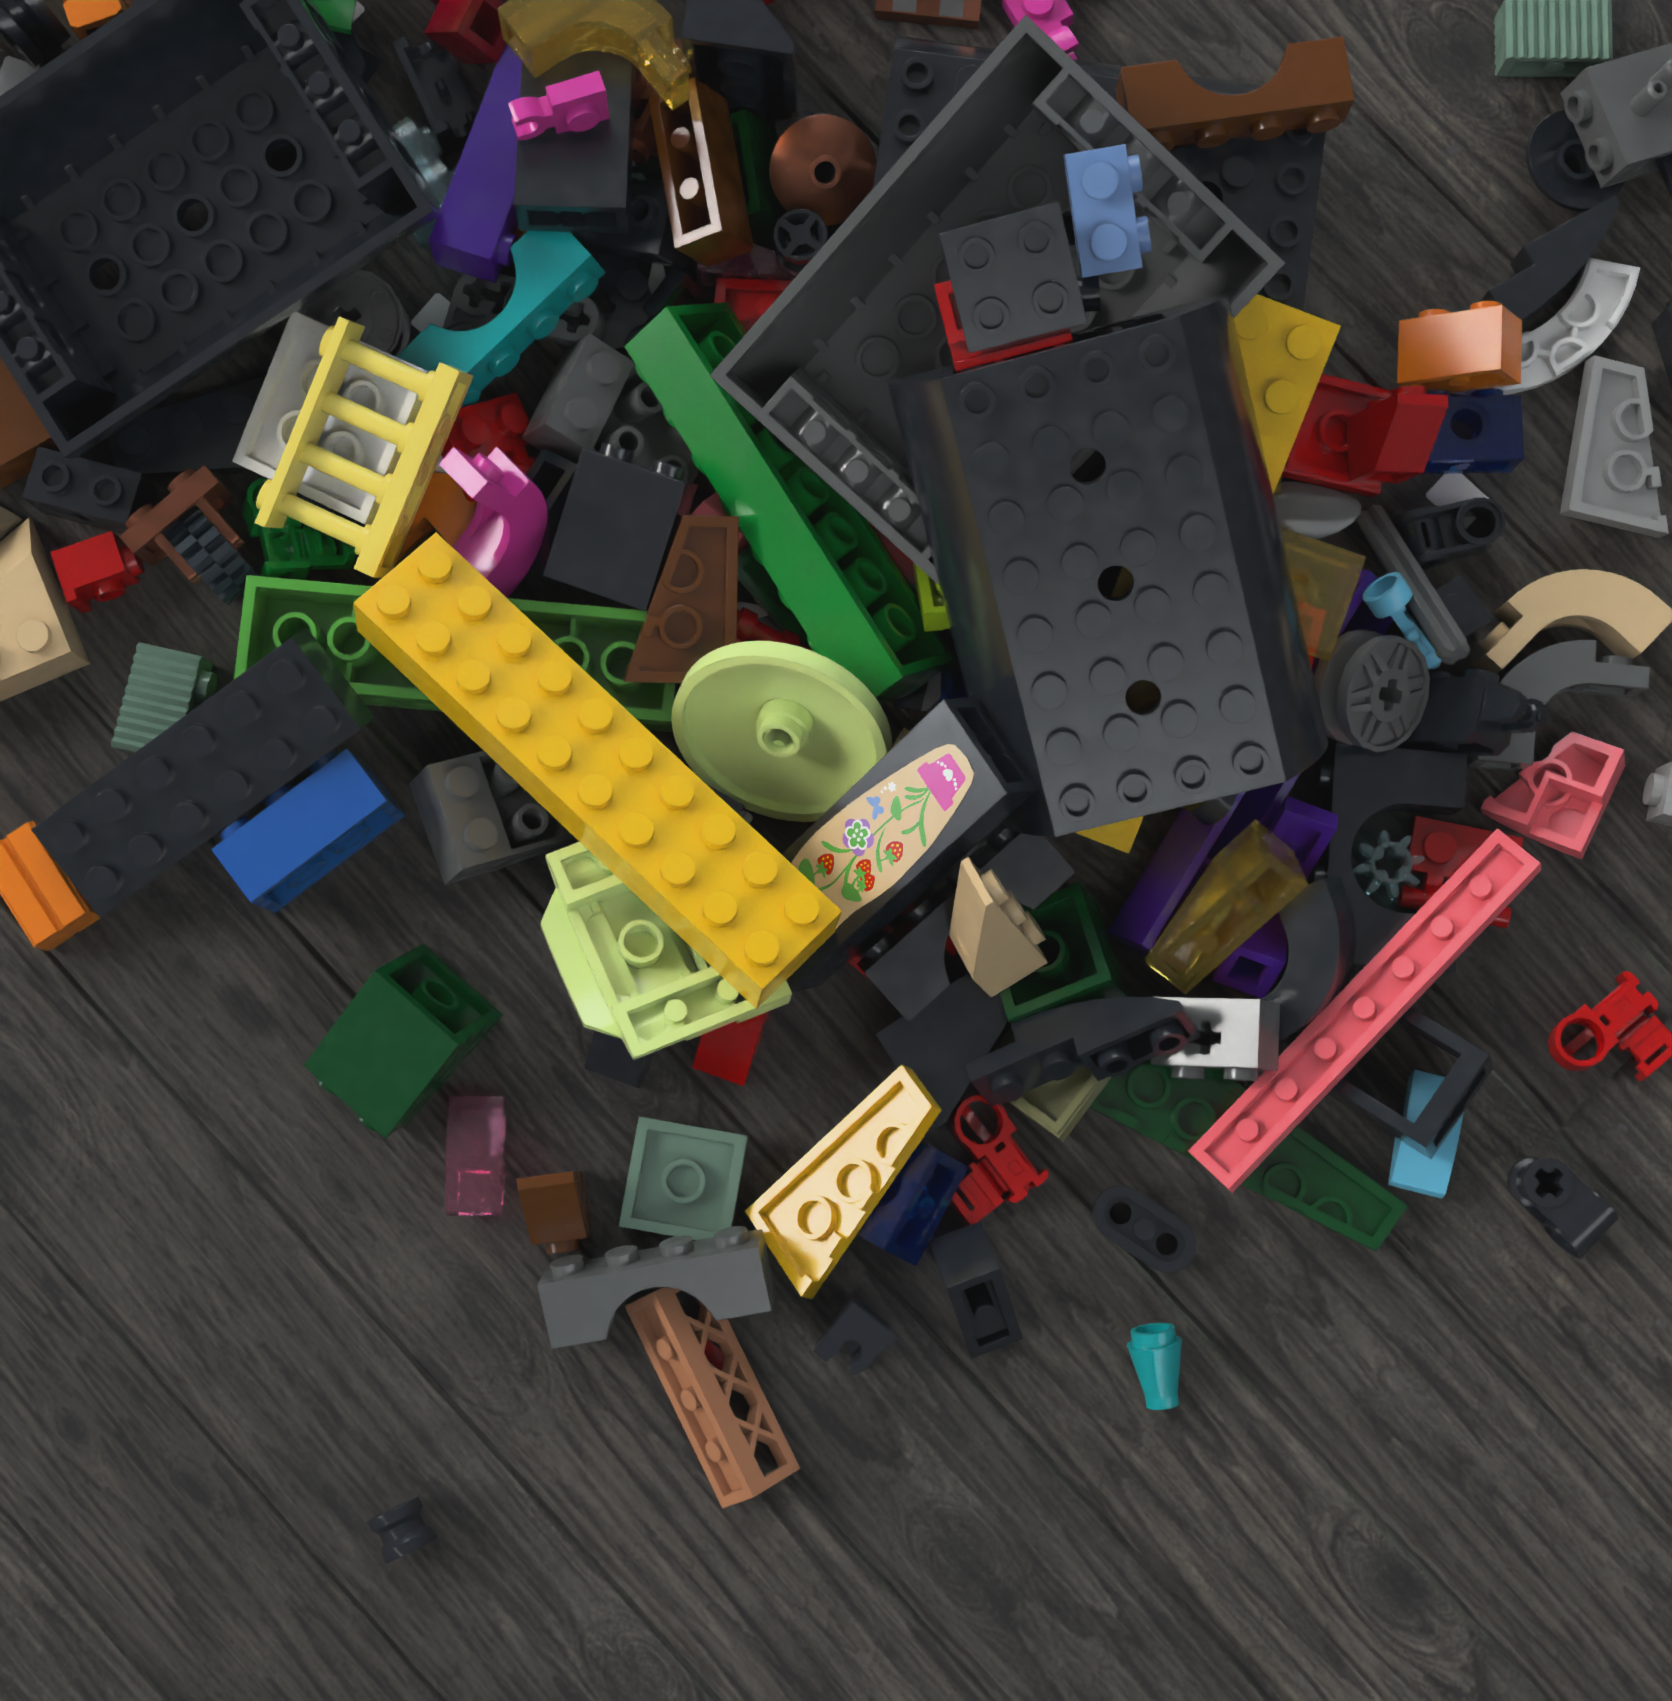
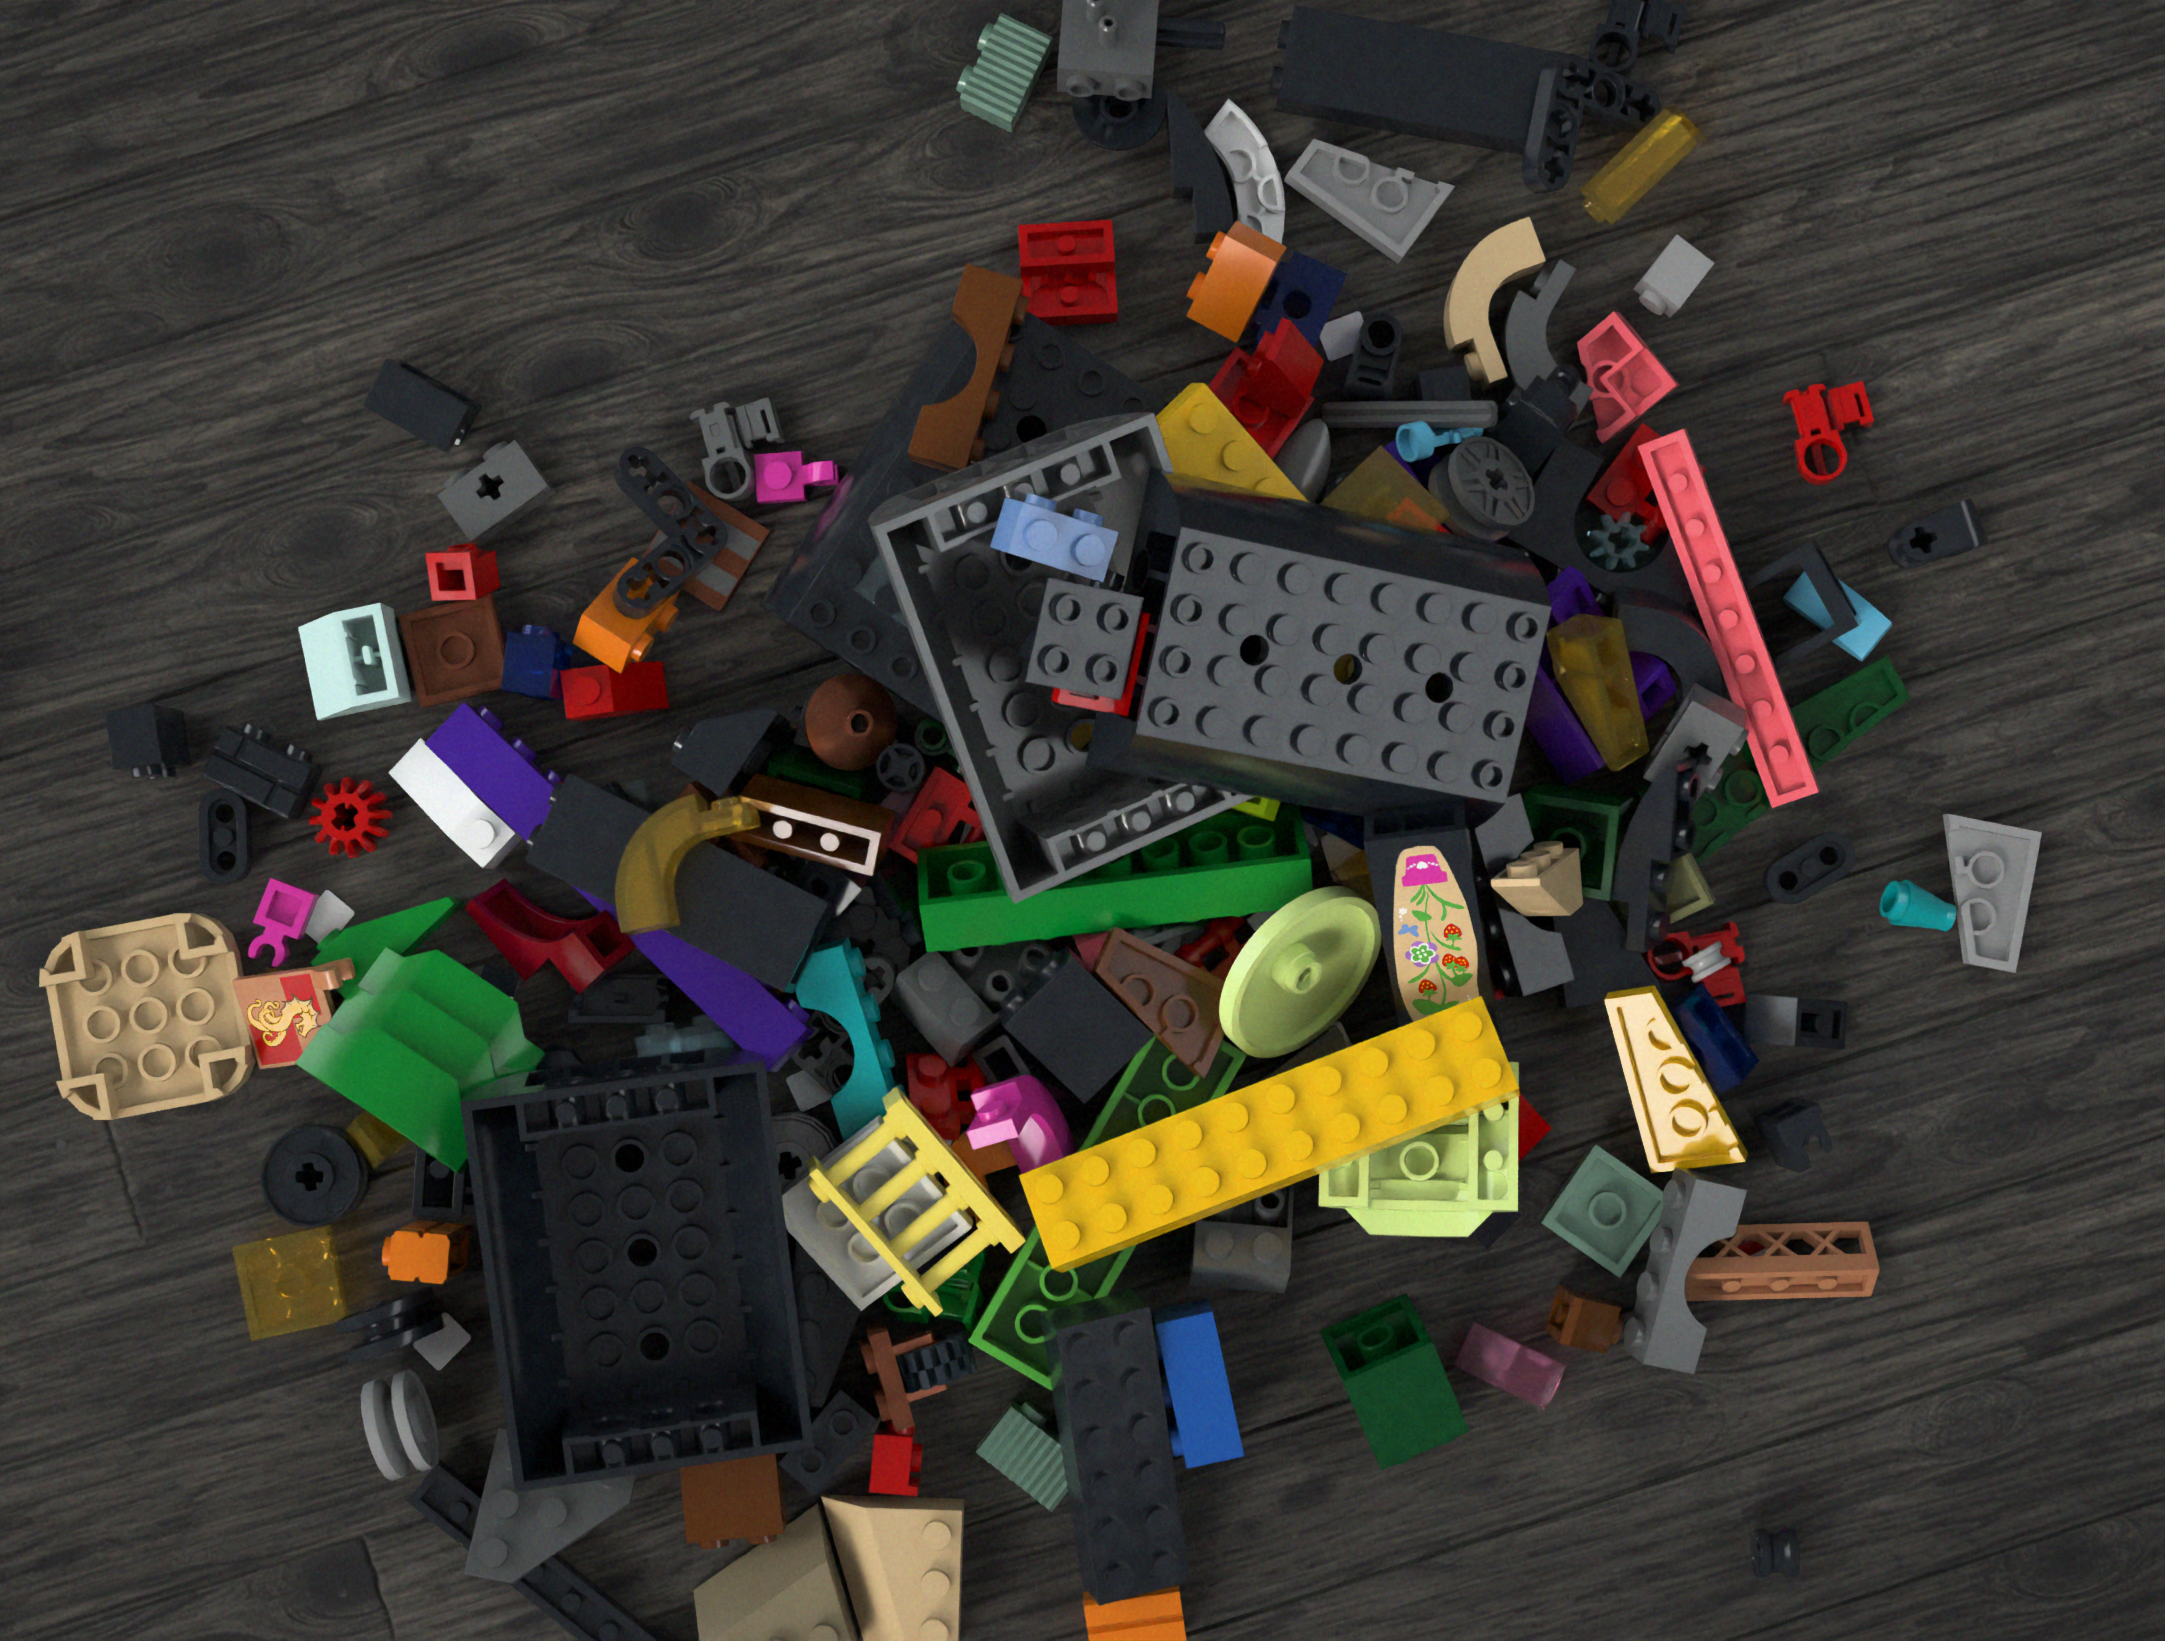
camera: 70 degrees left, 5 degrees up
(567, 106) = (727, 907): dark pink plate -> none
(993, 1158) = (1706, 961): none -> light grey bush
(1217, 1435) = (1991, 887): none -> light grey wing
(1383, 193) = (1069, 271): none -> red slope

